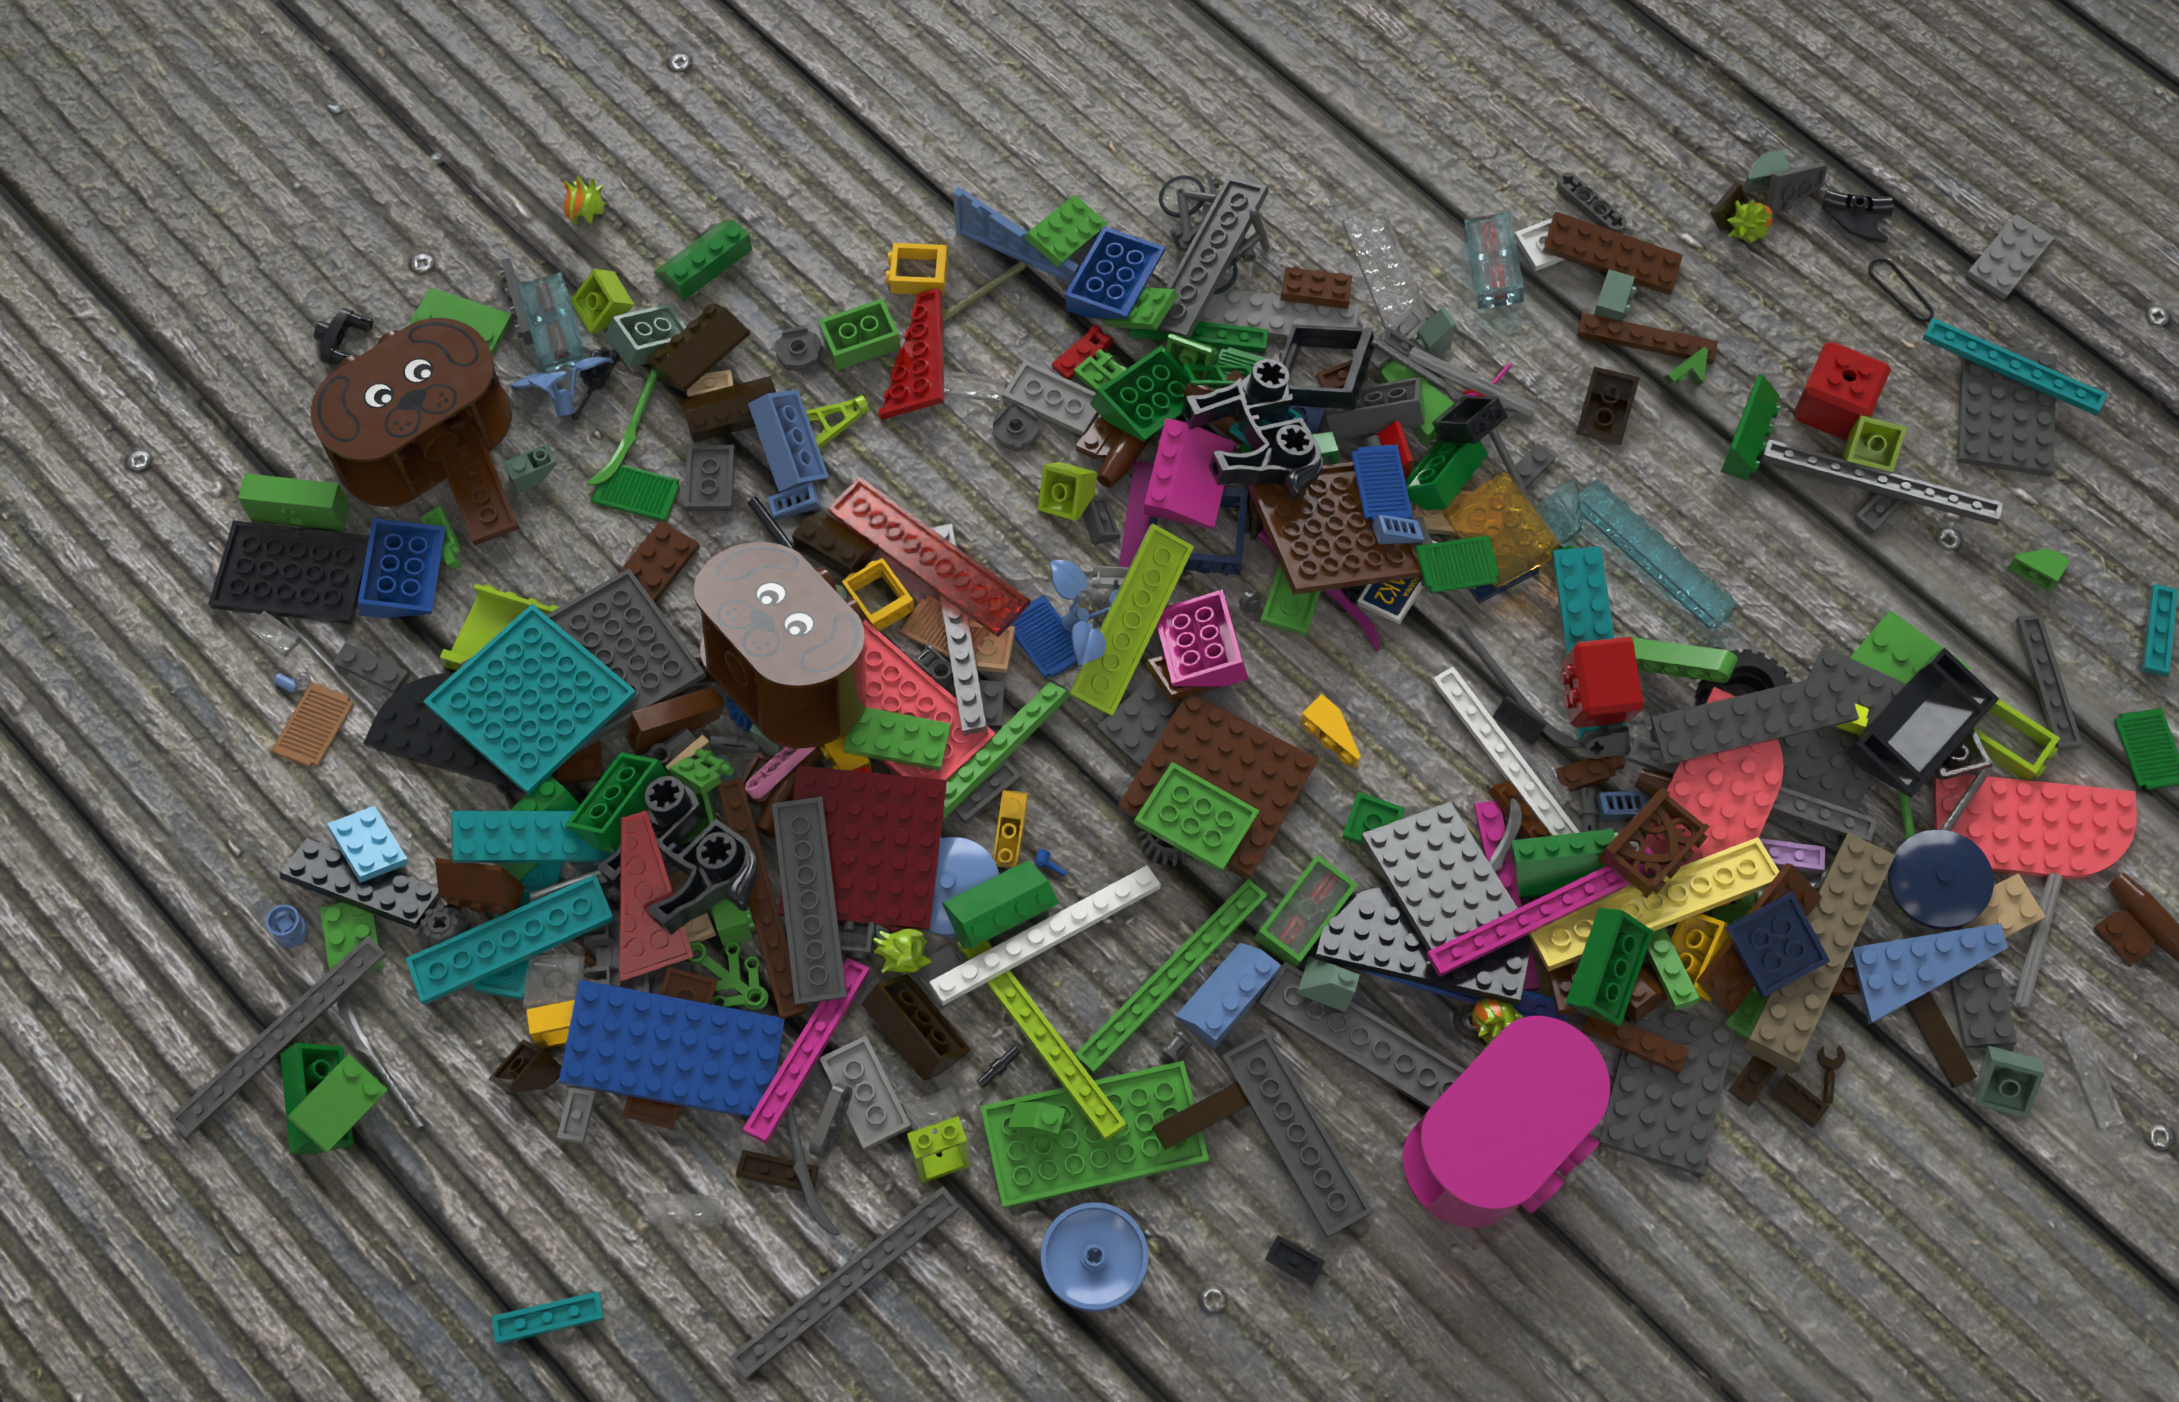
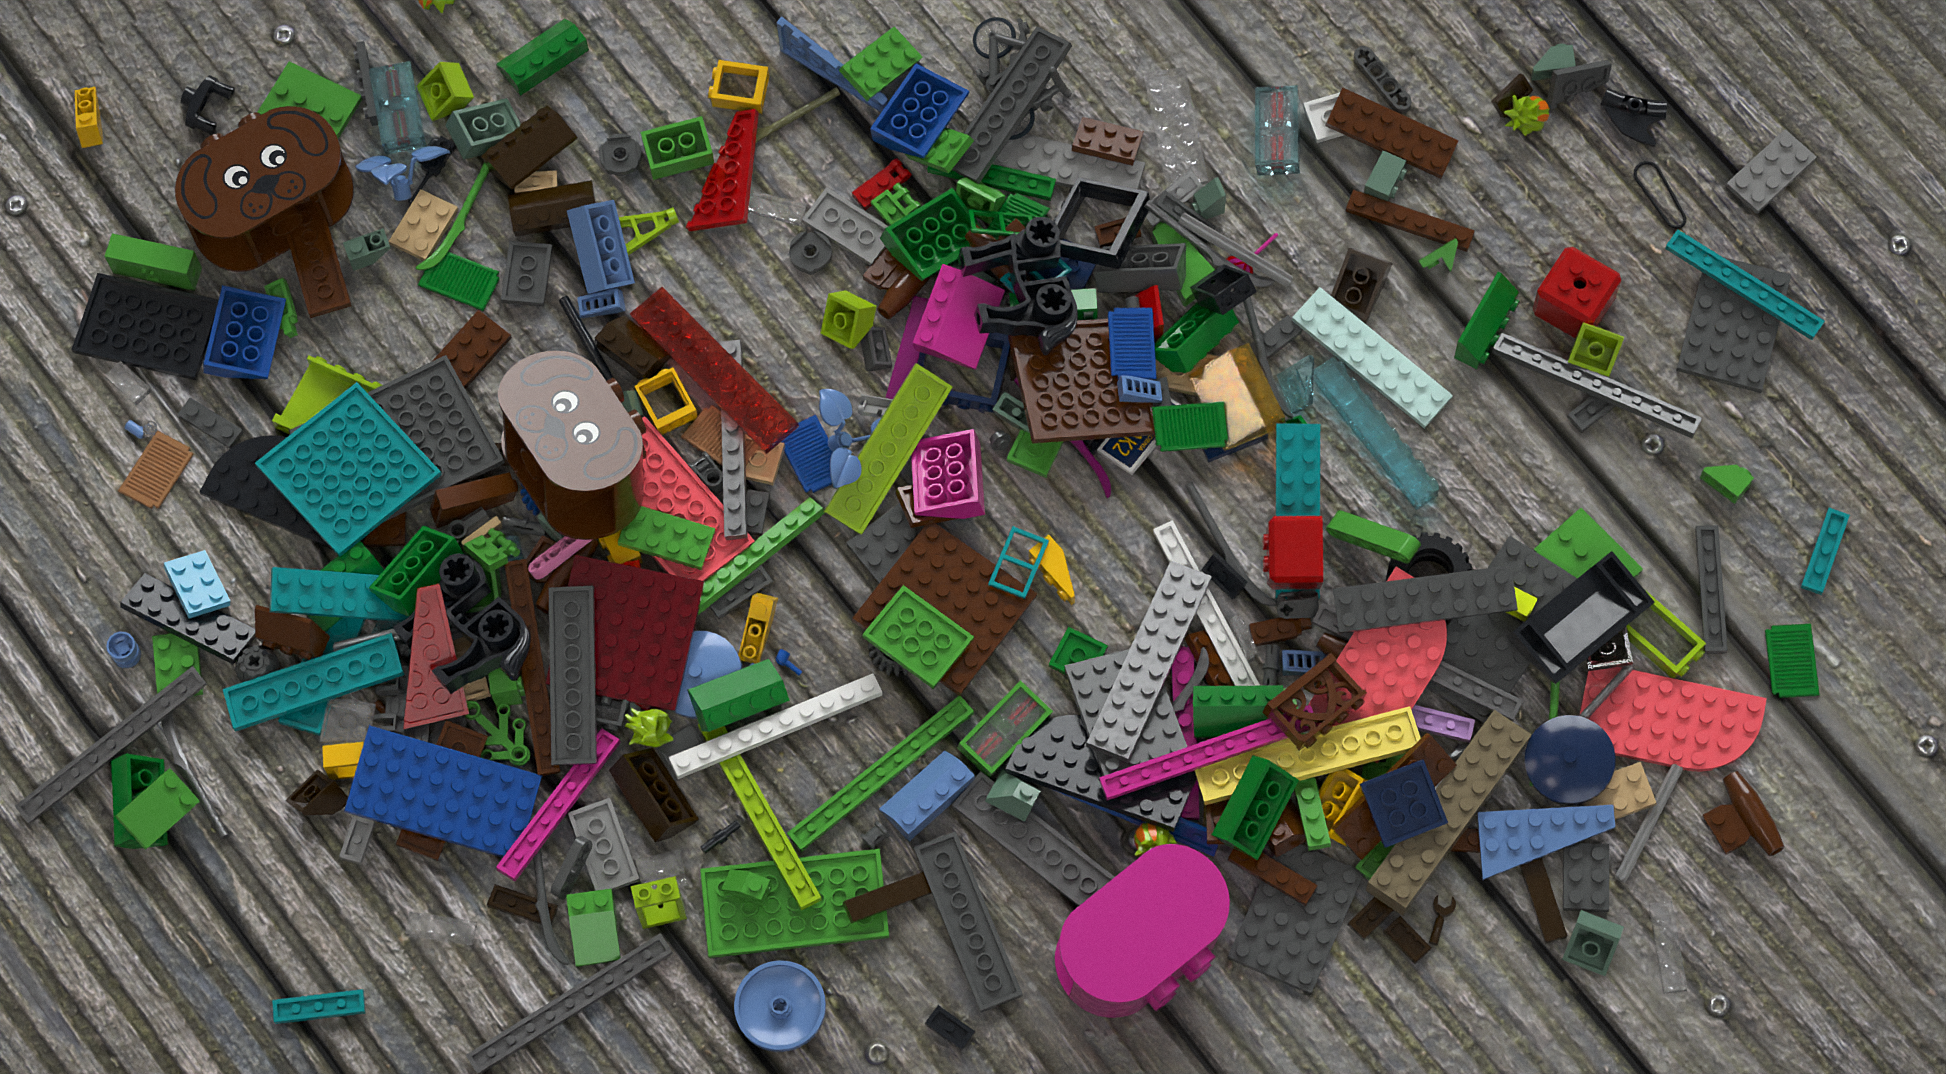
camera: 10 degrees right, 5 degrees up
(213, 363) = (88, 117): none -> yellow slope
(591, 439) = (423, 225): none -> tan plate
(864, 1188) = (593, 927): none -> bright green slope
(1262, 569) = (1011, 411): none -> sand green slope
(1311, 731) = (1033, 568): none -> teal window
(1457, 821) = (1149, 661): none -> plate
(1635, 478) = (1372, 357): none -> light aqua plate

